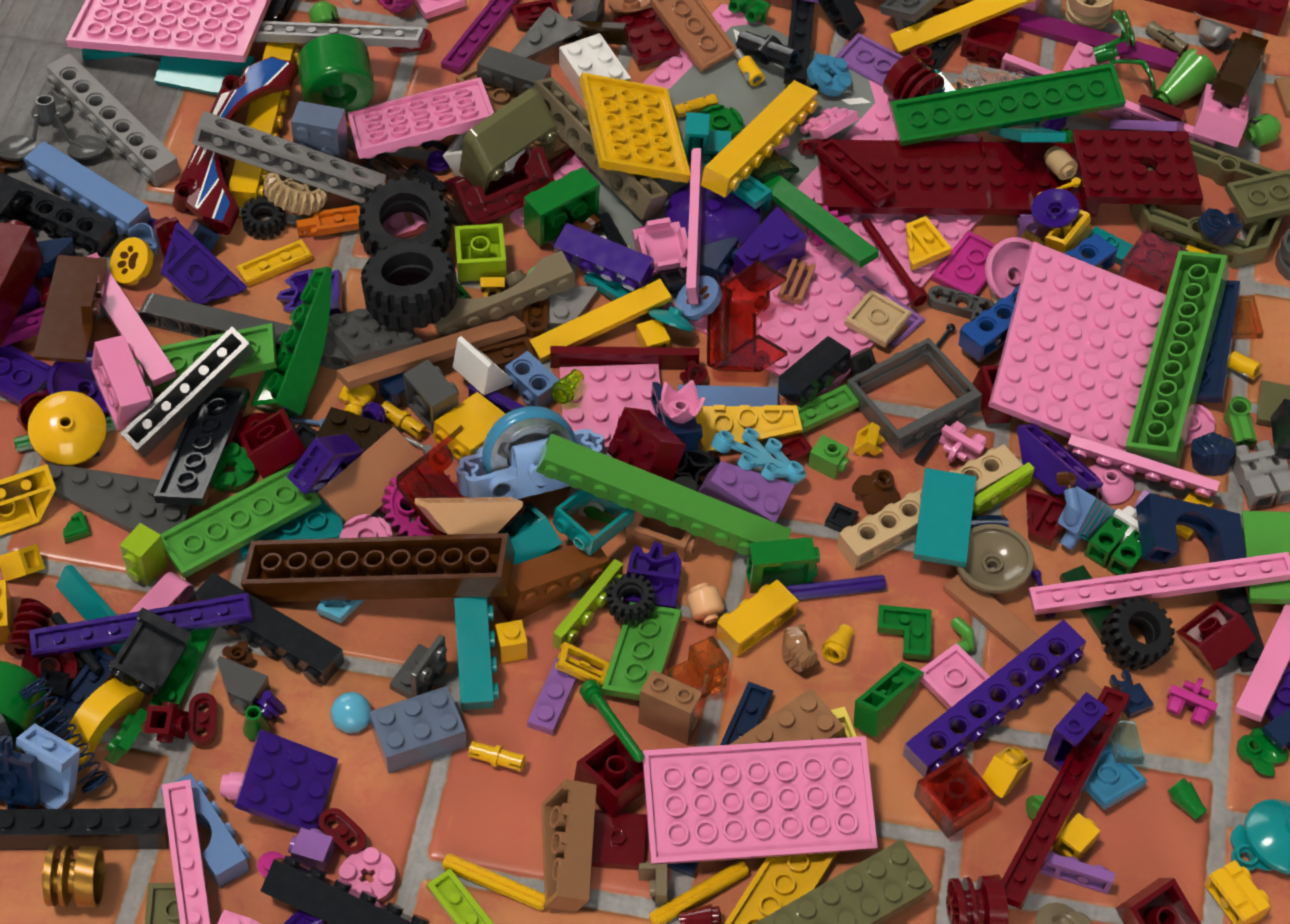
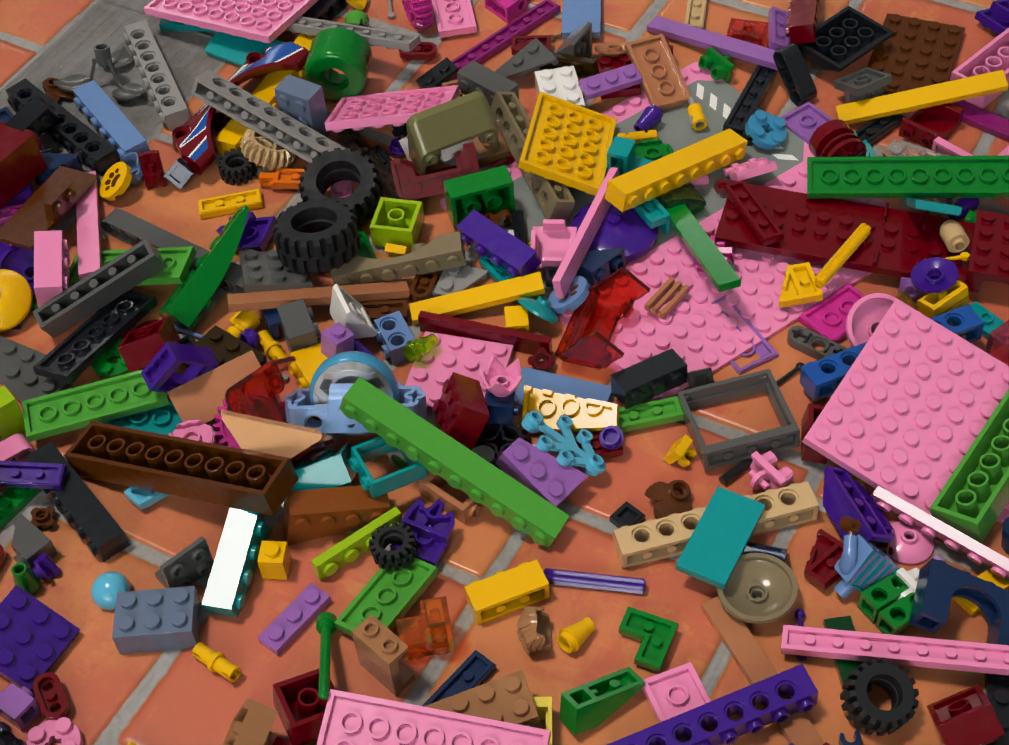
camera: 25 degrees right, 5 degrees down
(196, 270) = (161, 197): dark purple wing -> none
(446, 68) = (438, 74): none -> black plate
(484, 400) = (336, 340): none -> medium lavender brick
(581, 669) = (318, 602): yellow tile -> none
(647, 46) = (610, 81): none -> medium lavender plate
(701, 82) = (649, 118): none -> dark purple cone
(705, 603) = (464, 566): light nougat head -> none
(768, 49) = (716, 100): black piece -> none
(772, 243) = (655, 260): dark purple wedge -> none
(781, 560) = (547, 535): green window -> none
(801, 440) = (611, 437): none -> dark purple plate
(829, 457) = (635, 458): bright green brick -> none
(877, 318) = (730, 344): tan tile -> none
(916, 295) = (775, 330): dark red piece -> none
(923, 53) = (860, 127): dark red plate -> none
(959, 203) = (842, 255): none -> yellow axle
(966, 633) = (703, 666): bright green arm -> none
(1003, 489) = (792, 524): lime tile -> none

